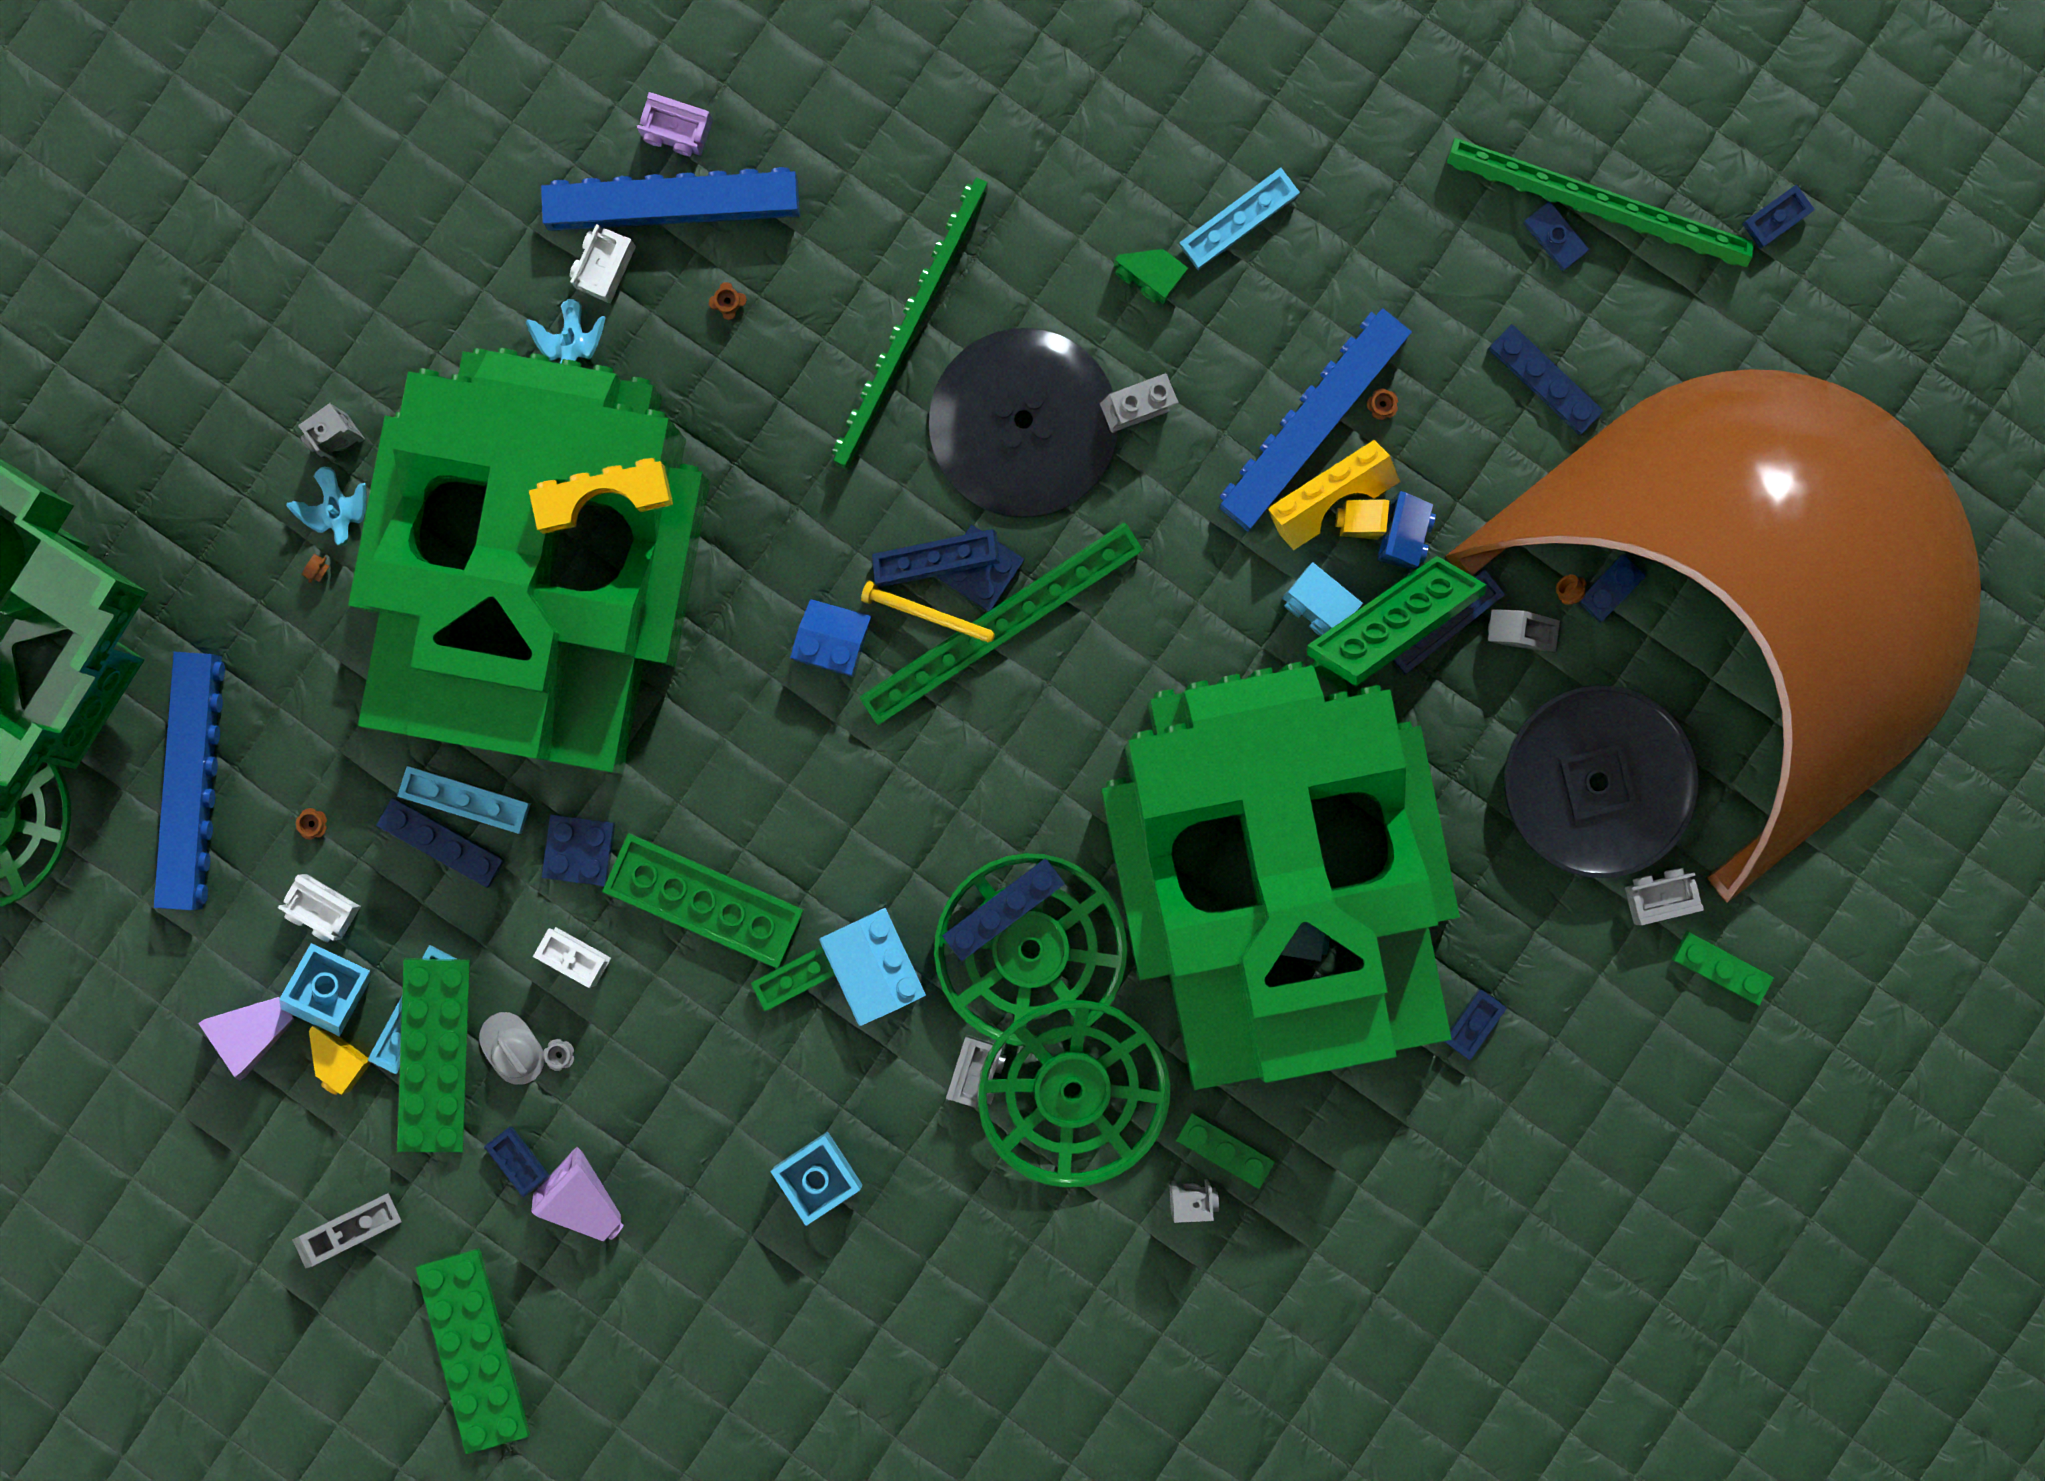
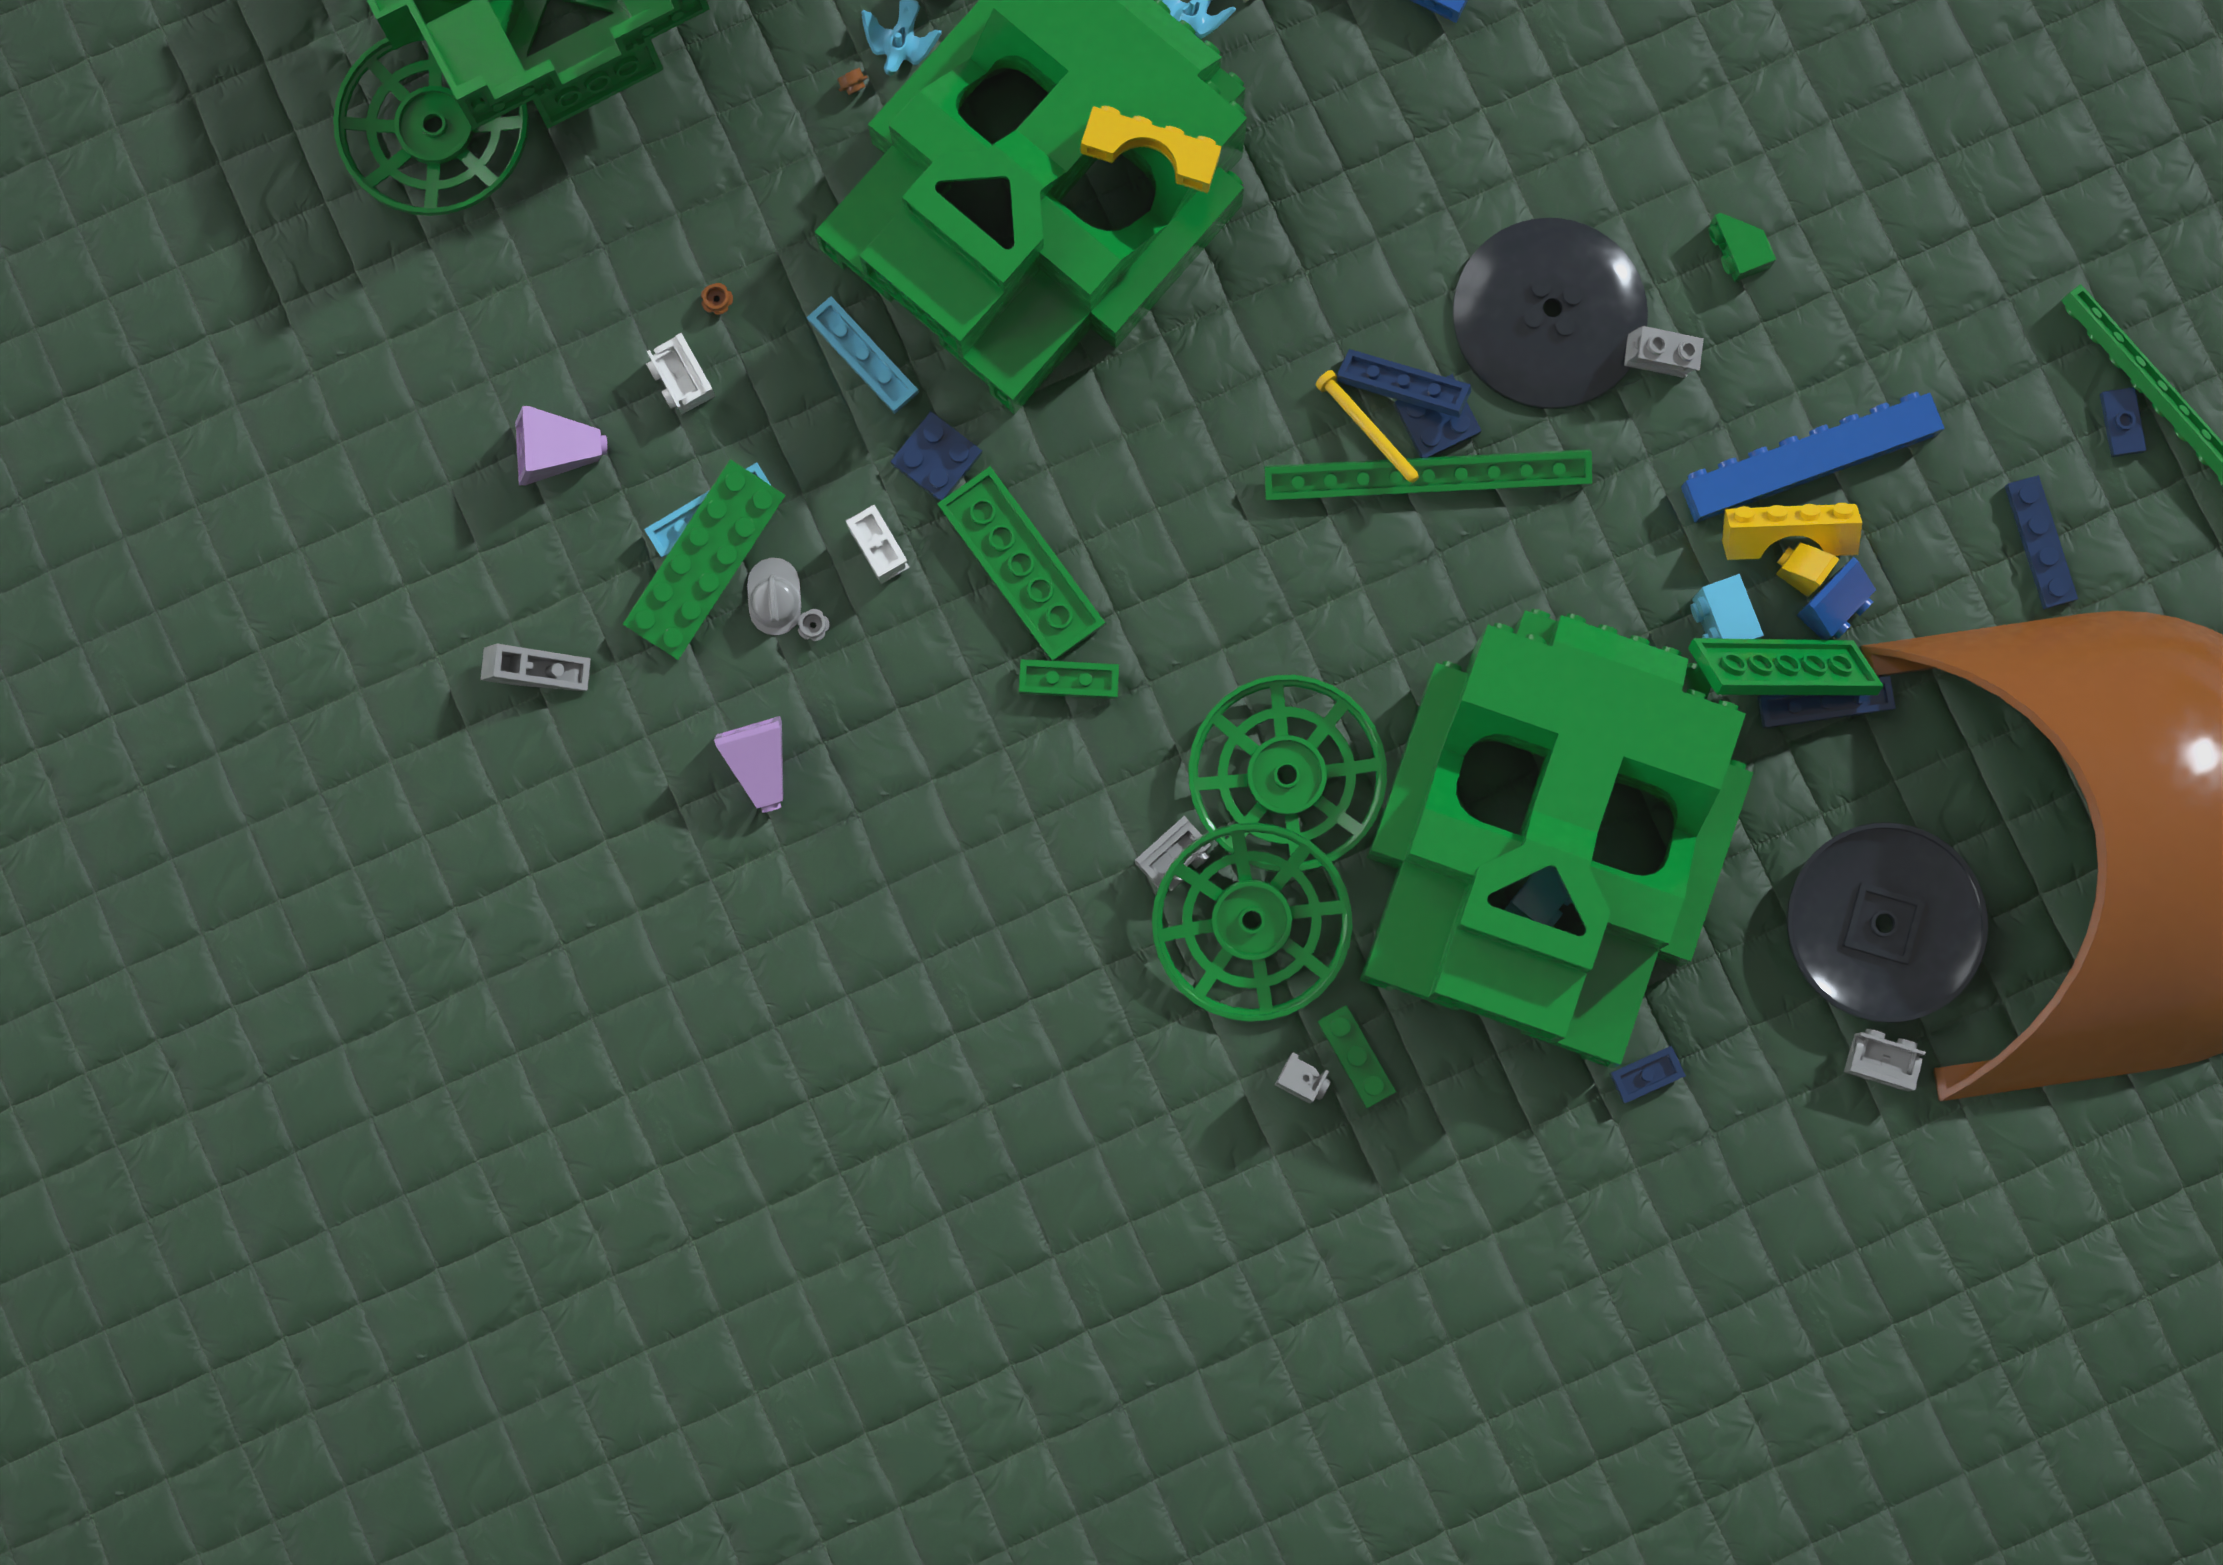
camera: 25 degrees right, 5 degrees down
(188, 781) = (633, 199): blue brick -> none
(325, 989) = (645, 446): medium azure brick -> none
(336, 1061) = (615, 516): yellow slope -> none
(440, 842) = (819, 380): dark blue plate -> none
(472, 1351) = (581, 840): green plate -> none
(517, 1161) = (721, 696): dark blue plate -> none
(718, 300) = (1351, 49): dark orange plate -> none
(816, 1178) = (978, 863): medium azure brick -> none
(831, 638) = (1268, 401): blue slope -> none
(872, 967) = (1138, 706): medium azure slope -> none
(915, 312) = (1489, 175): green plate -> none
(1003, 909) = (1285, 722): dark blue plate -> none
(1239, 218) = (1846, 245): medium azure plate -> none
(1386, 396) = (1890, 479): dark orange plate -> none
(1523, 630) = (1894, 749): light grey slope -> none
(1571, 589) = (1957, 739): dark orange plate -> none
(1611, 588) = (1994, 760): dark blue plate -> none
(1722, 968) = (1902, 1157): green plate -> none

